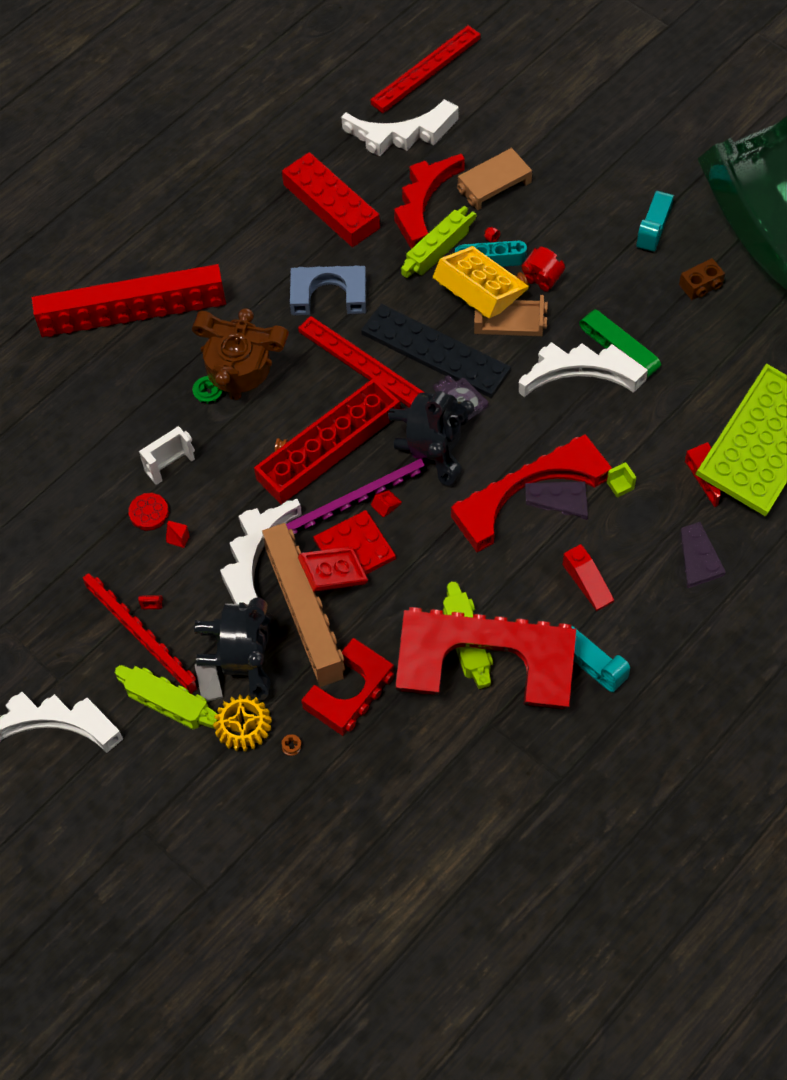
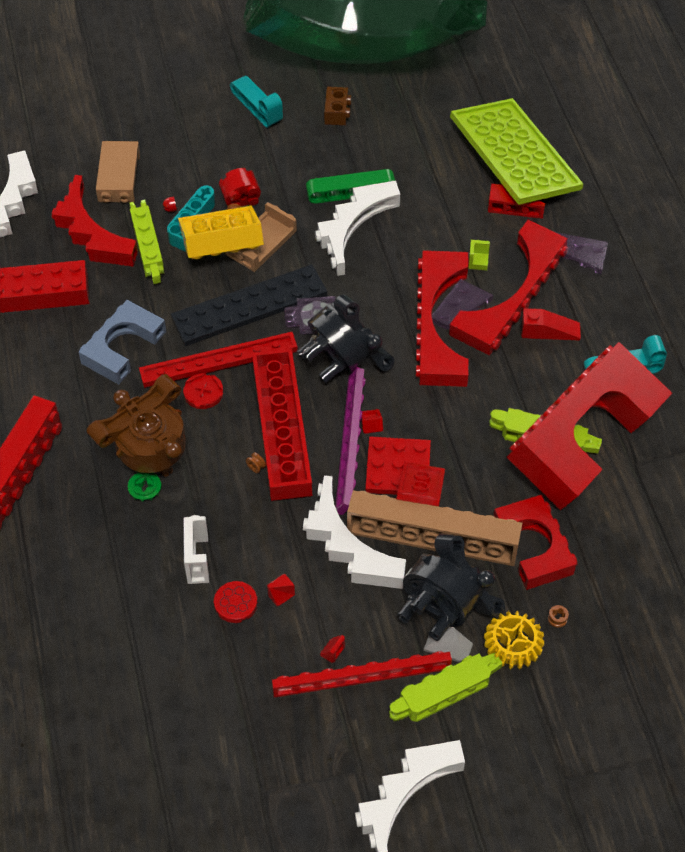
camera: 60 degrees left, 5 degrees down
(326, 372) = (203, 391): none -> red tile
(660, 526) = (487, 327): none -> red arch

